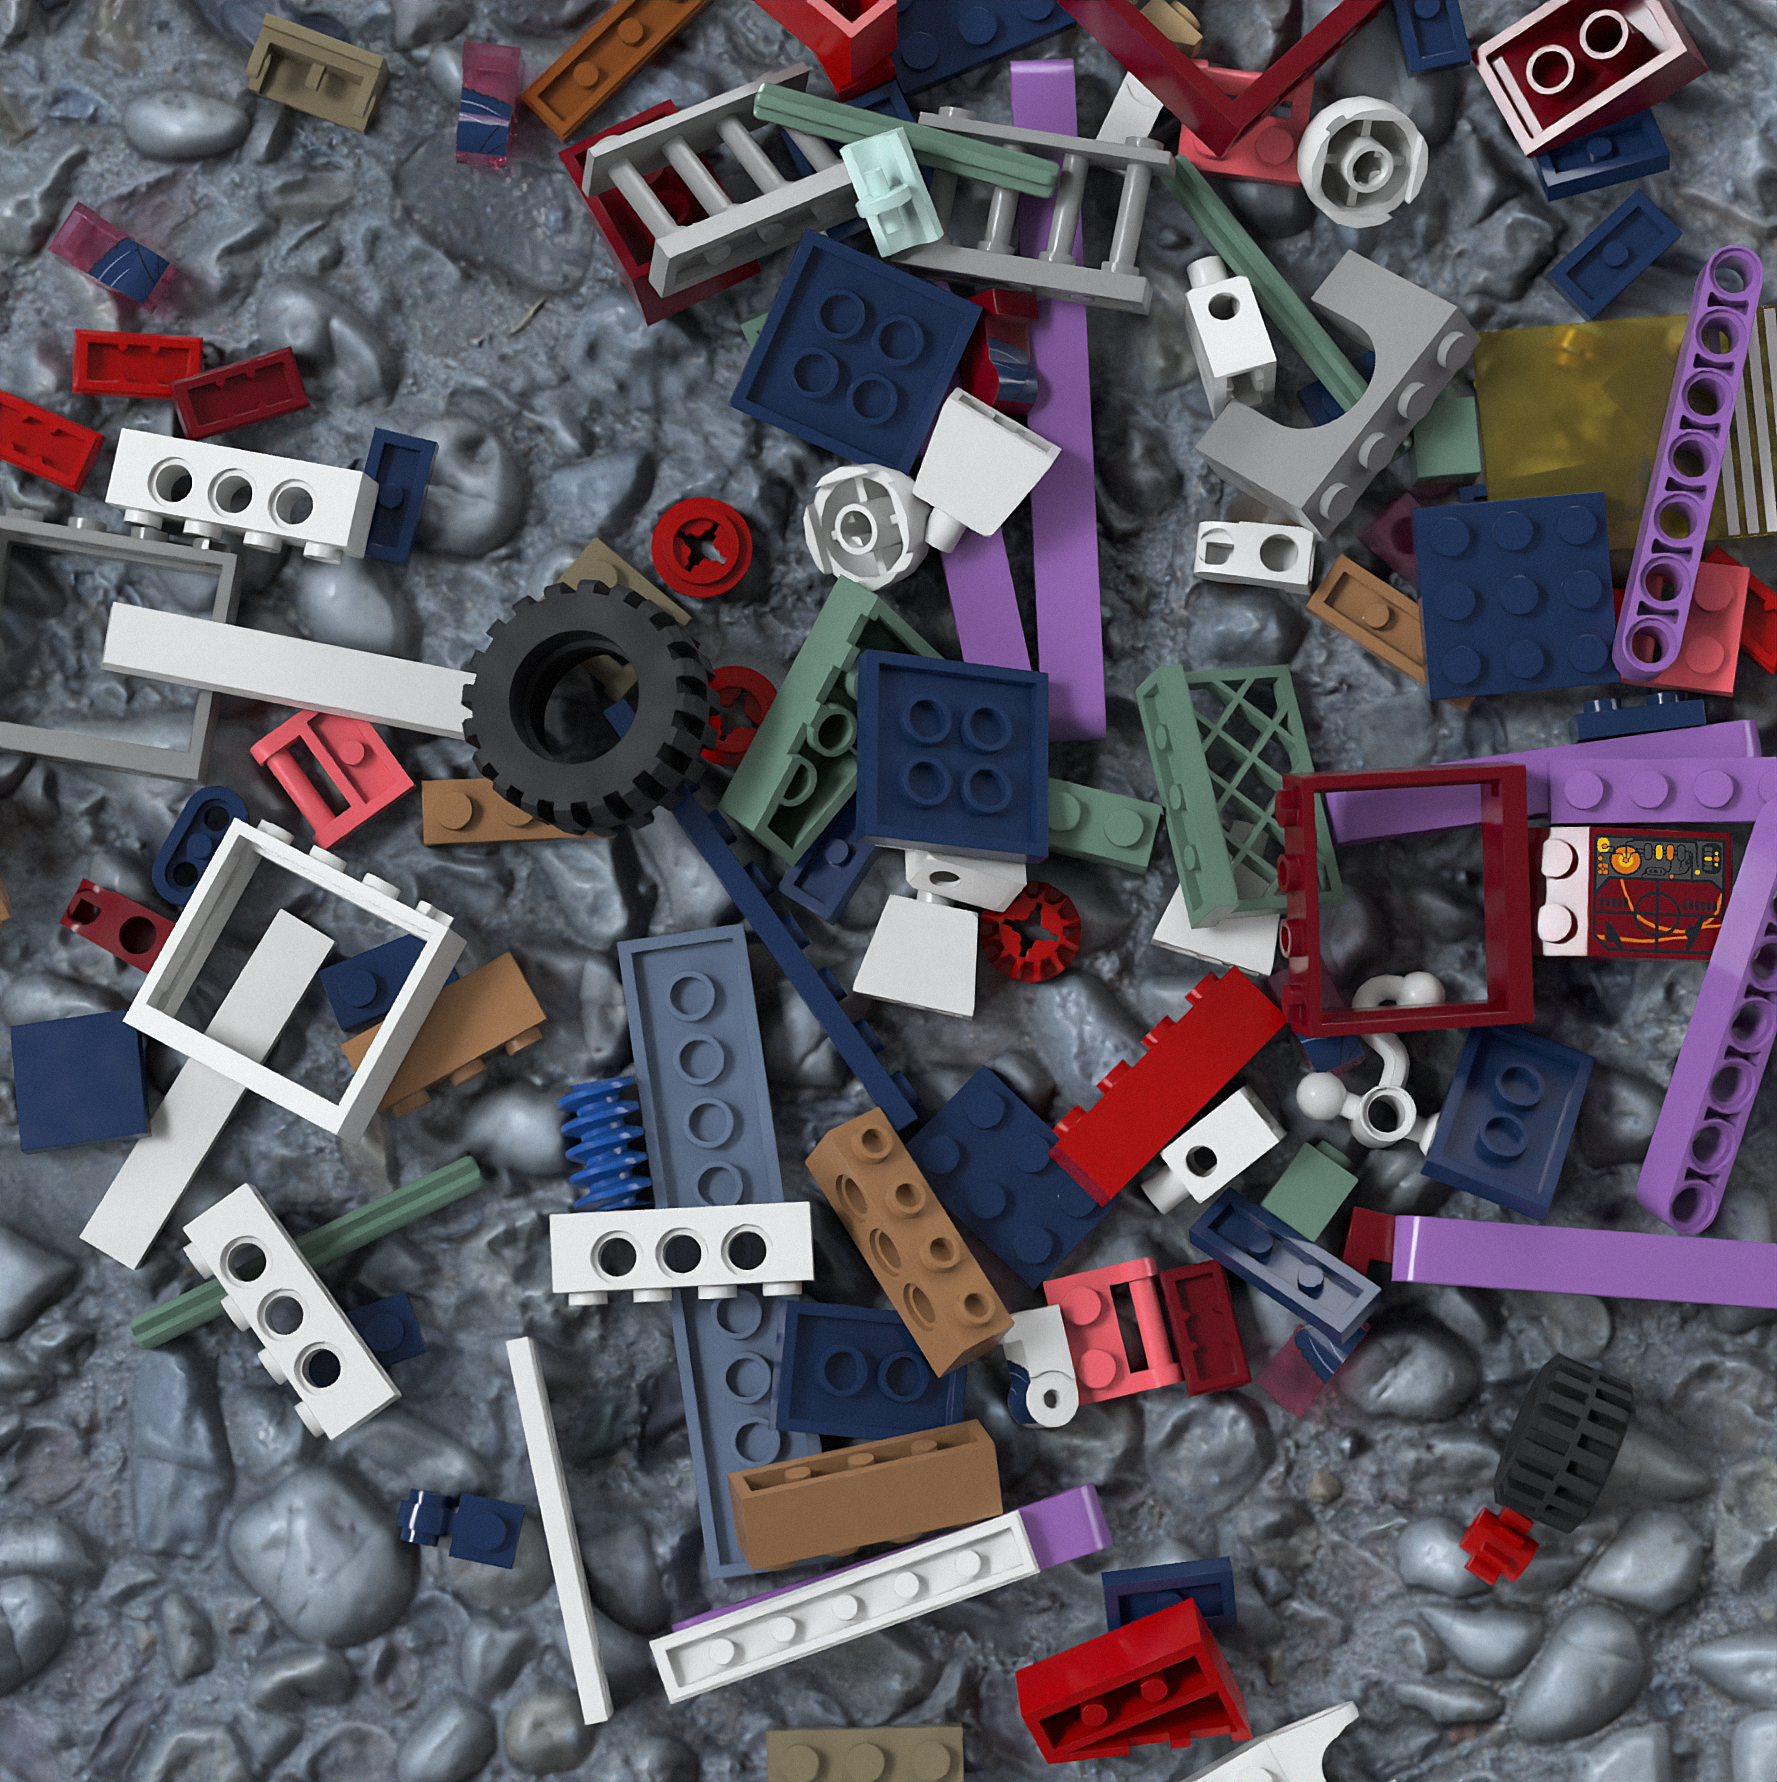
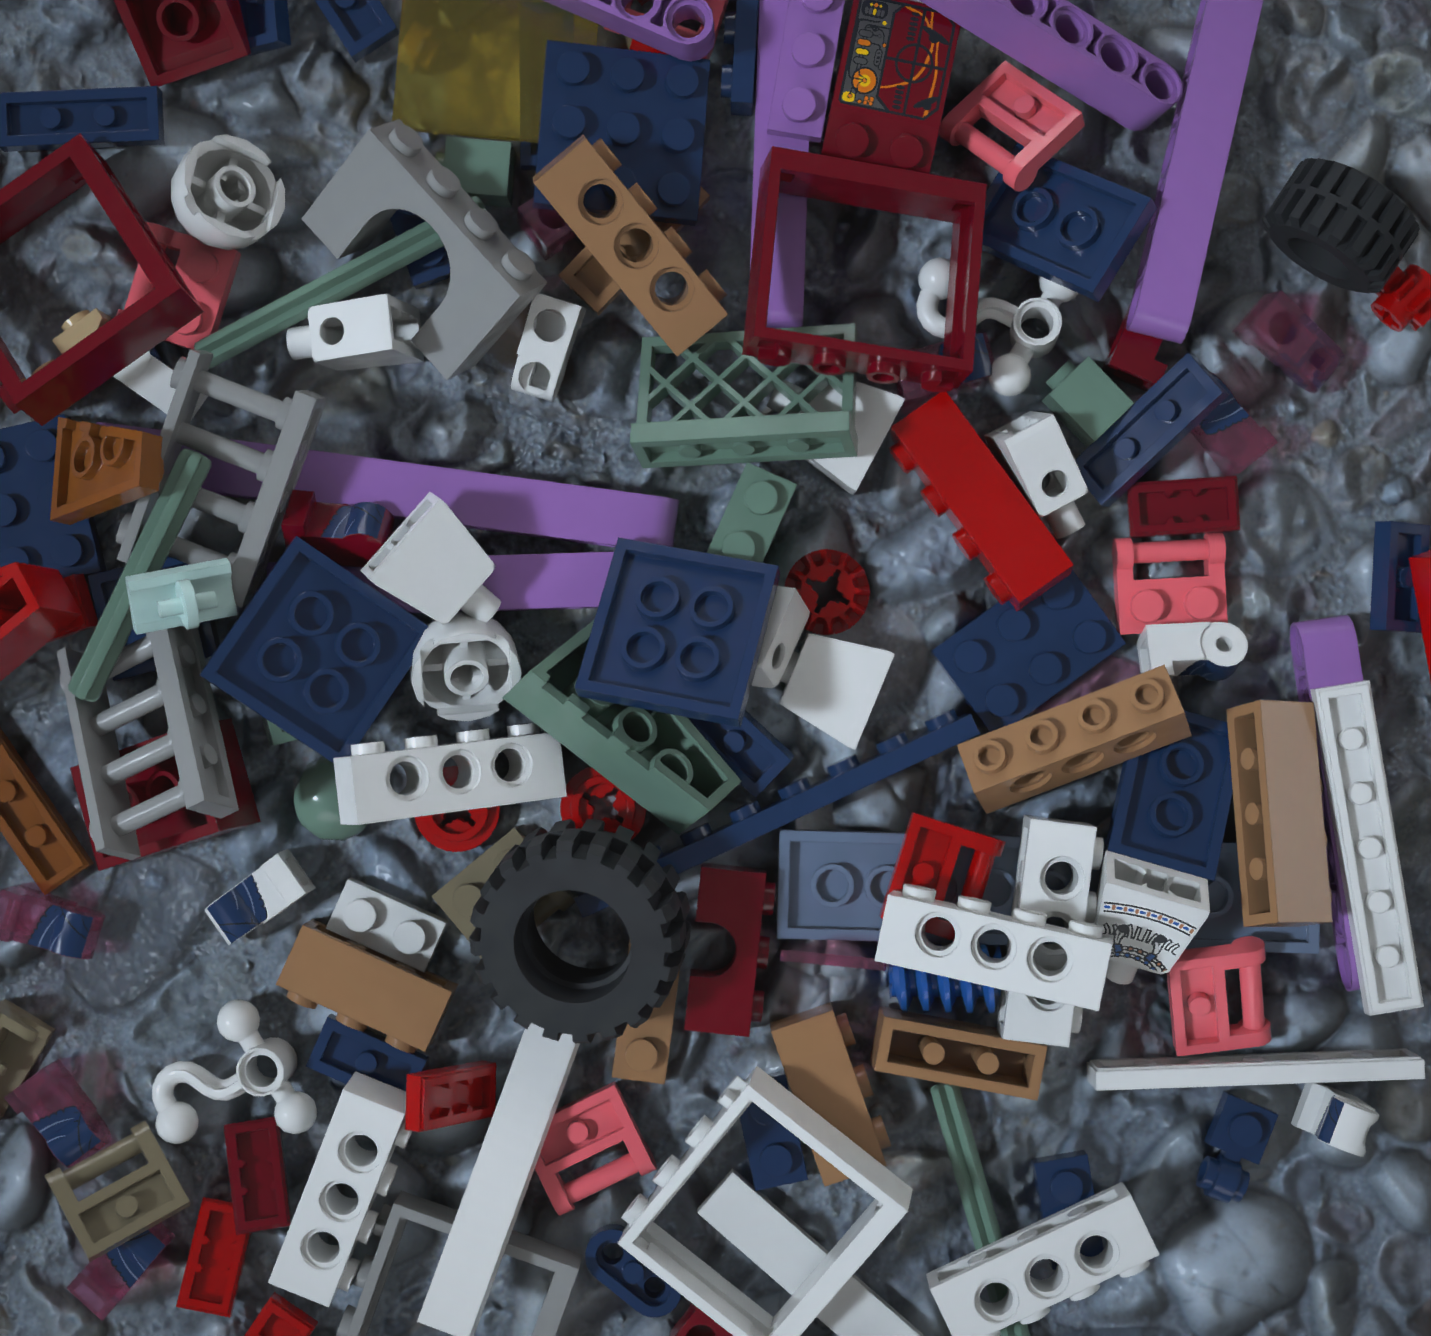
camera: 85 degrees left, 5 degrees up
(183, 251) = (127, 1204): none -> dark tan plate
(271, 160) = (61, 1114): none -> clear pink leg
(372, 597) = (450, 1095): none -> red plate
(411, 343) = (238, 1023): none -> white piece
(478, 480) = (365, 987): none -> medium nougat brick
(520, 1171) = (956, 1054): none -> medium nougat brick
(521, 1631) = (1335, 1117): none -> white leg
(553, 492) = (387, 924): none -> white plate
(560, 341) = (260, 897): none -> leg
(603, 1010) = (832, 960): none -> clear pink piece
(629, 1449) = (1200, 998): none -> coral plate
(643, 1079) = (1076, 983): none -> white brick
(650, 891) = (725, 997): none -> dark red arch
(688, 406) = (318, 803): none -> sand green hair
(702, 440) = (368, 797): none -> white brick
(719, 1353) = (1147, 914): none -> white torso
(726, 1097) = (929, 860): none -> red plate
(1019, 76) = (101, 469): none -> dark orange wing
(1310, 691) = (676, 320): none -> medium nougat brick
(1422, 1421) = (1290, 341): none -> clear pink leg
(1630, 1055) = (1021, 111): none -> coral plate

